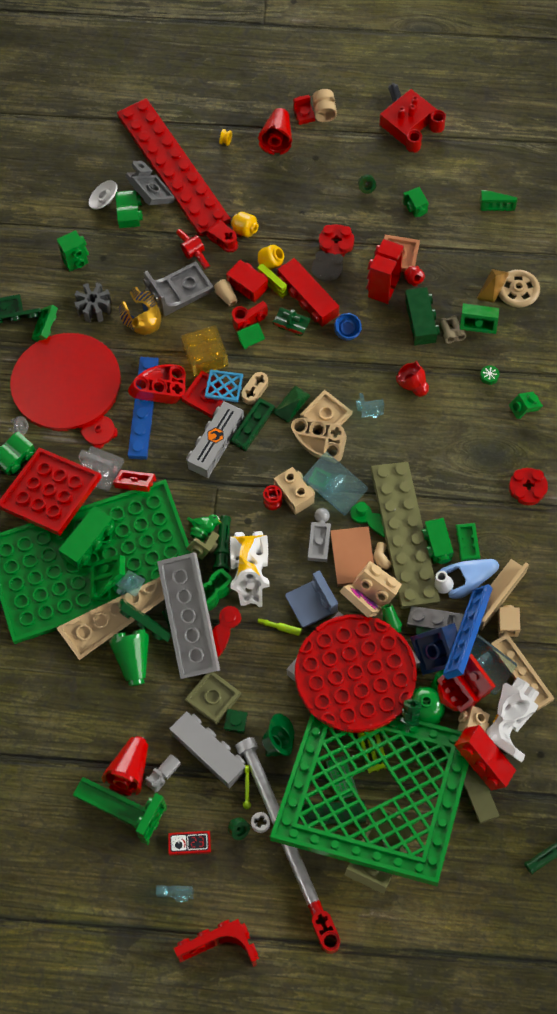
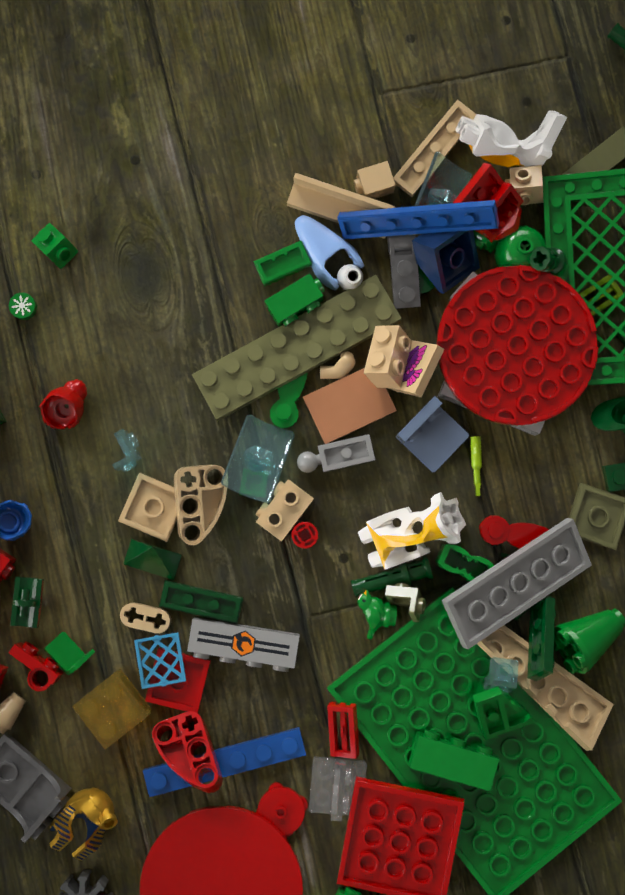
camera: 115 degrees left, 20 degrees up
(391, 617) = (425, 326): green cone -> none
(485, 757) = (572, 155): red brick -> none
(531, 476) = (180, 196): red plate -> none

